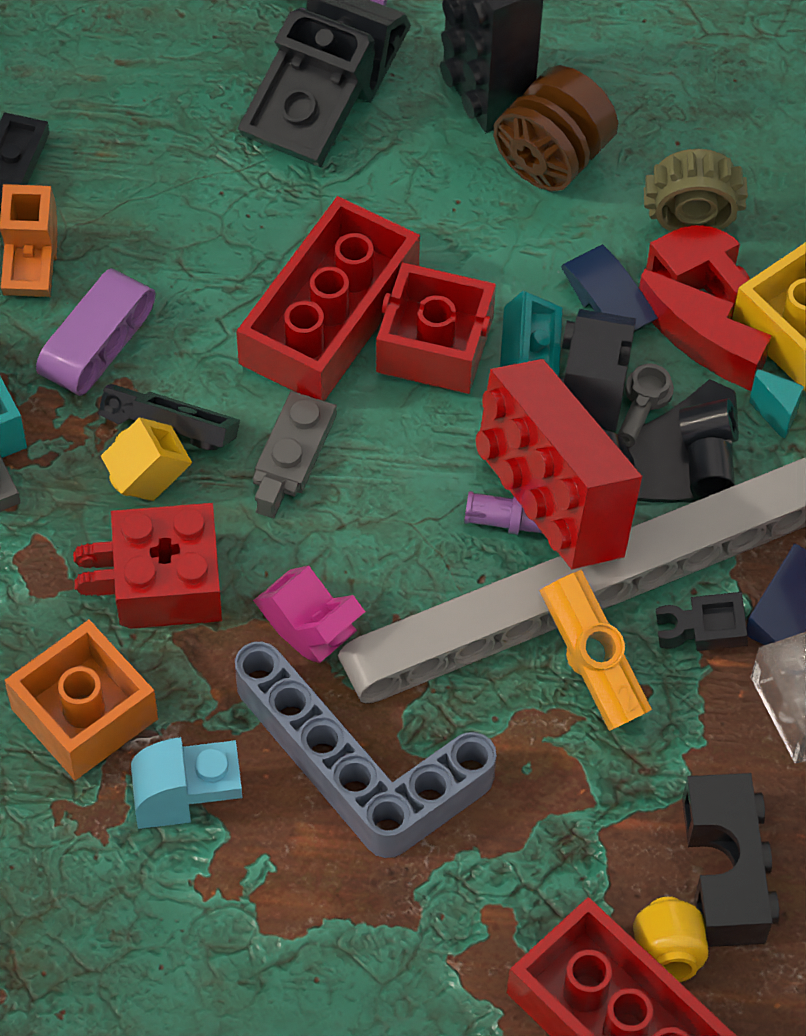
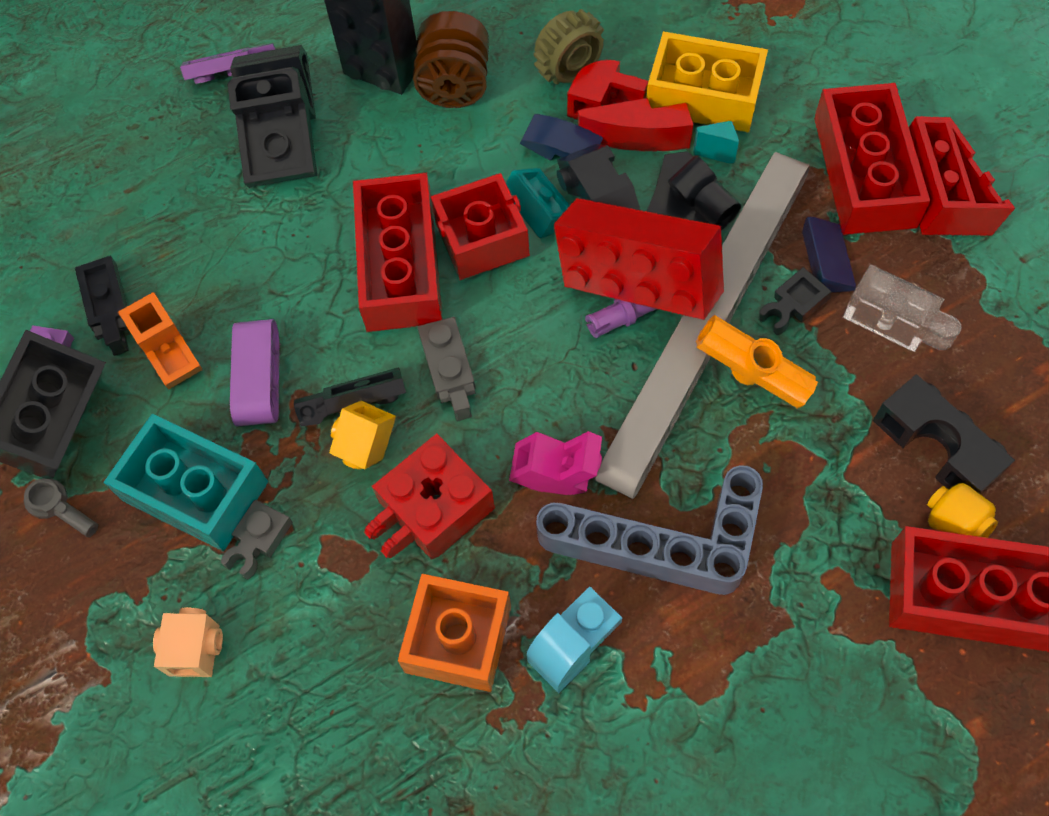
camera: 30 degrees left, 5 degrees up
(647, 389) = (642, 184): dark grey plate -> none

